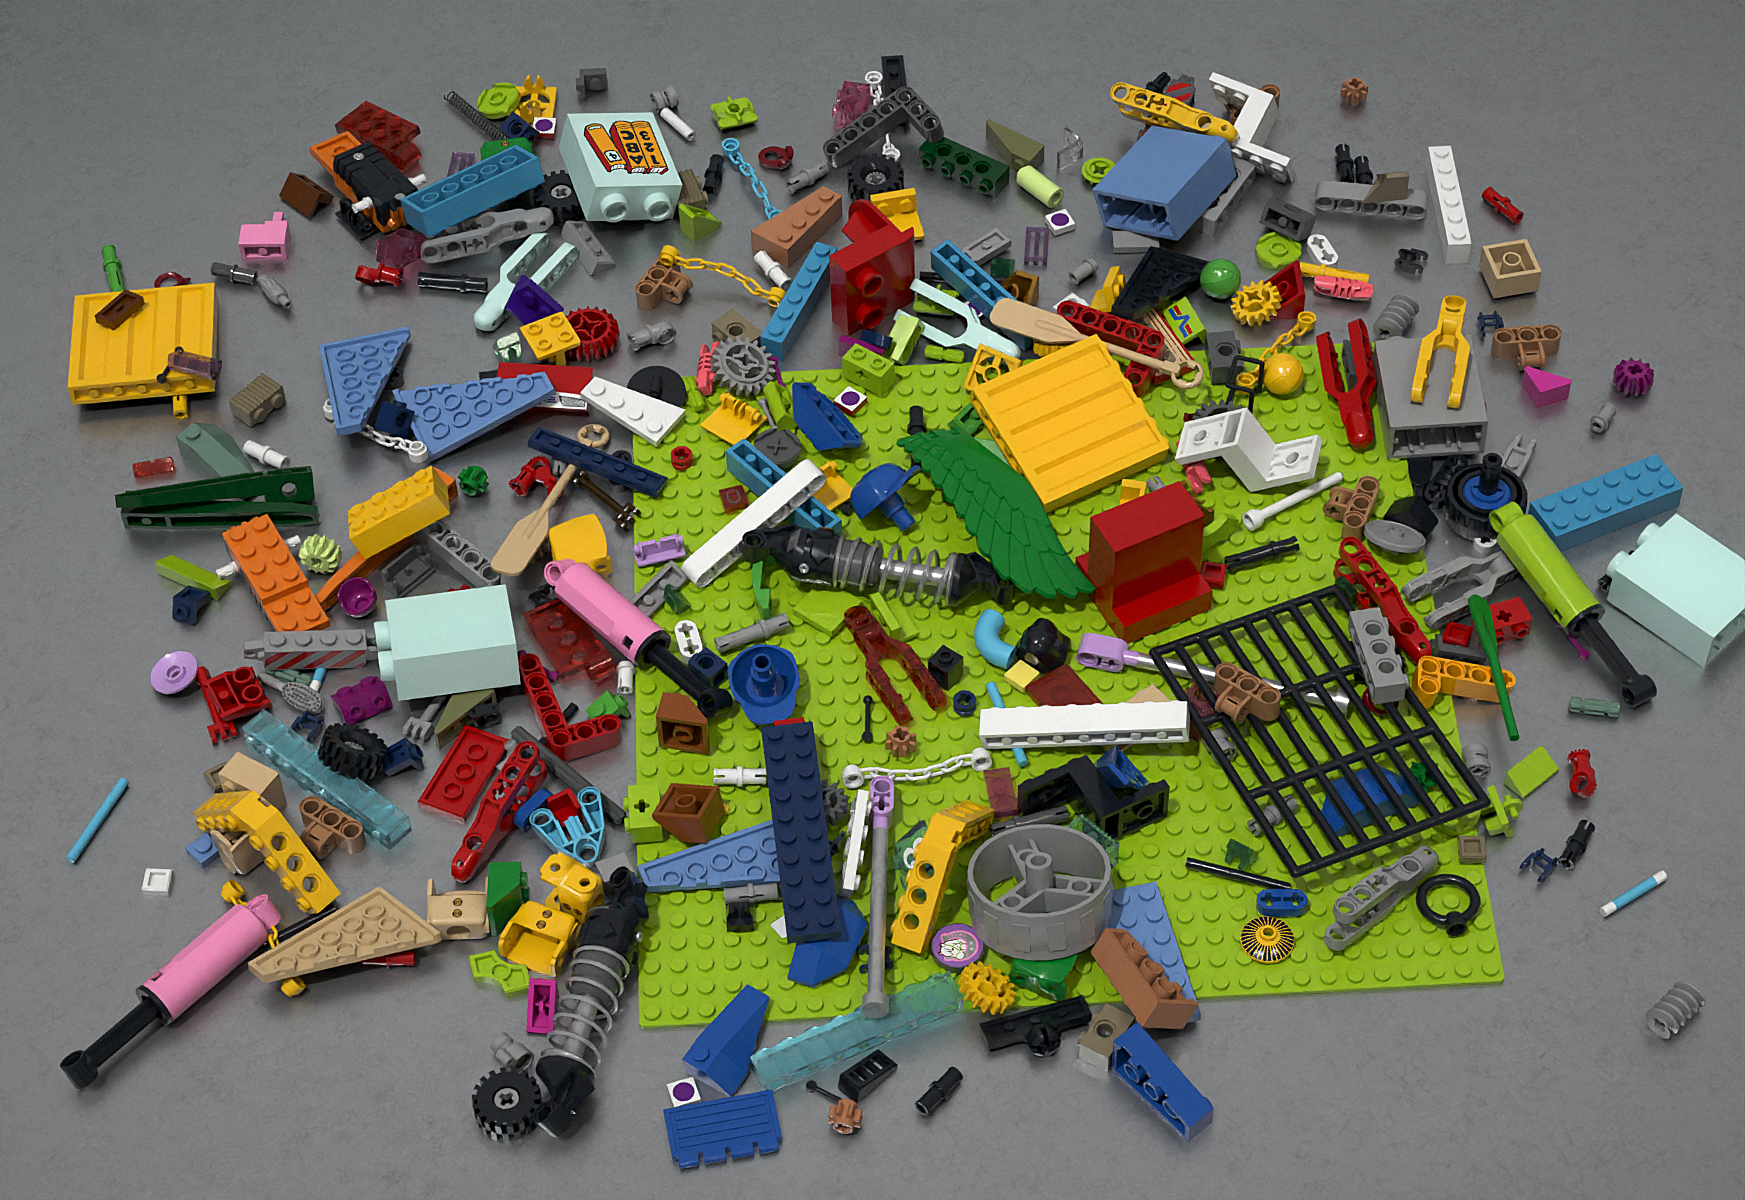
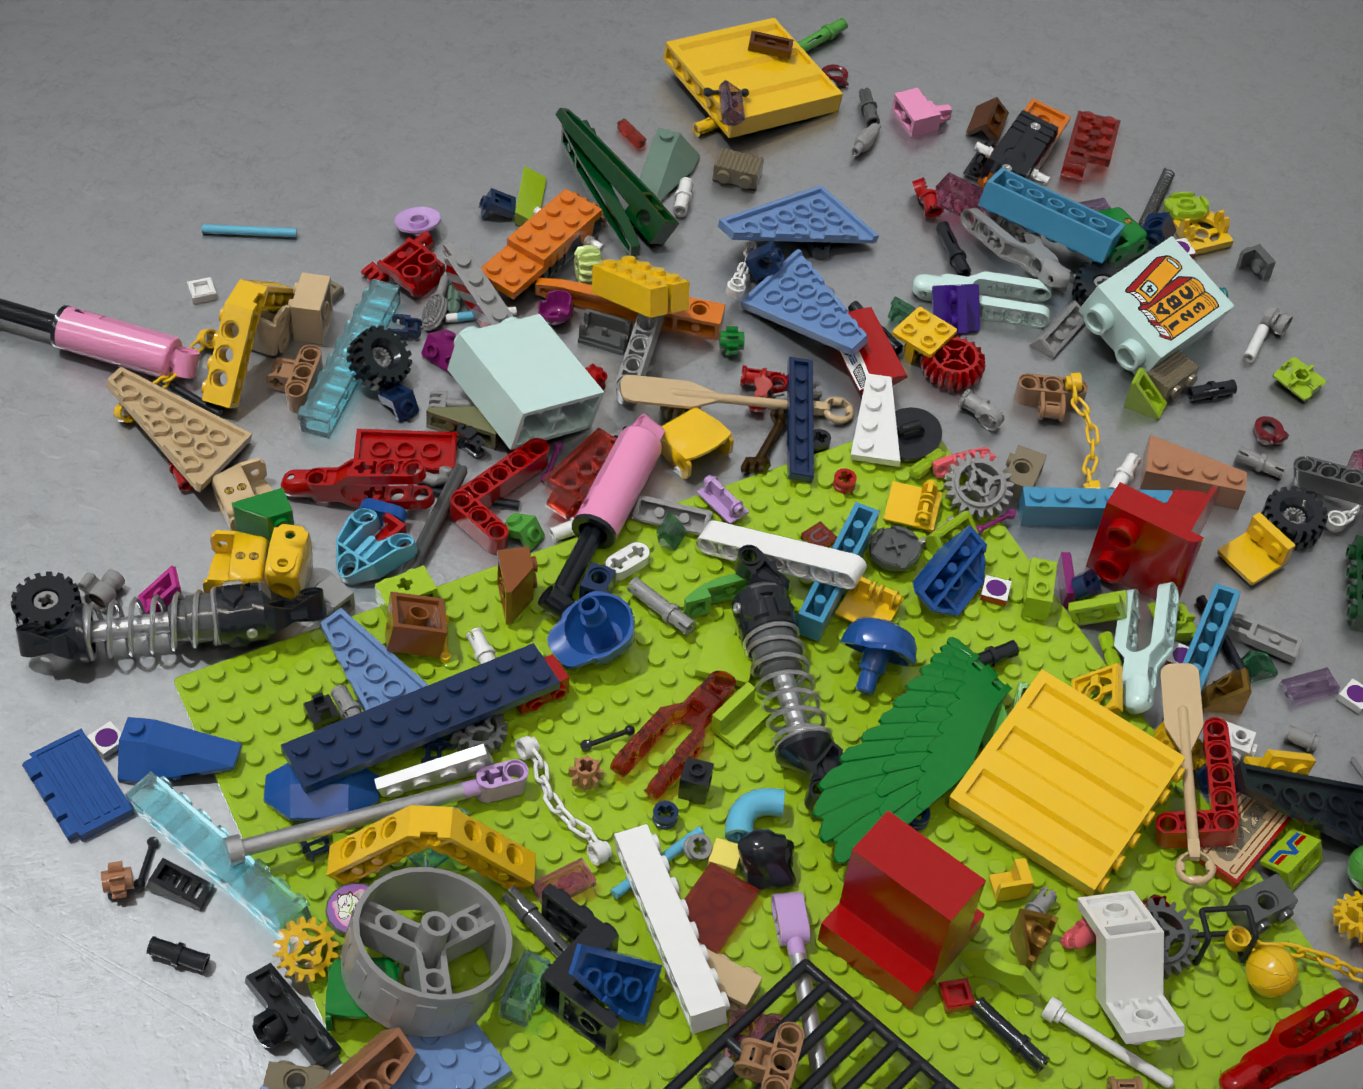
camera: 60 degrees right, 0 degrees up
(508, 977) = (191, 563): lime tile -> none
(731, 149) = (1253, 393): medium azure piece -> none
(1007, 690) = (689, 845): none -> light grey bush

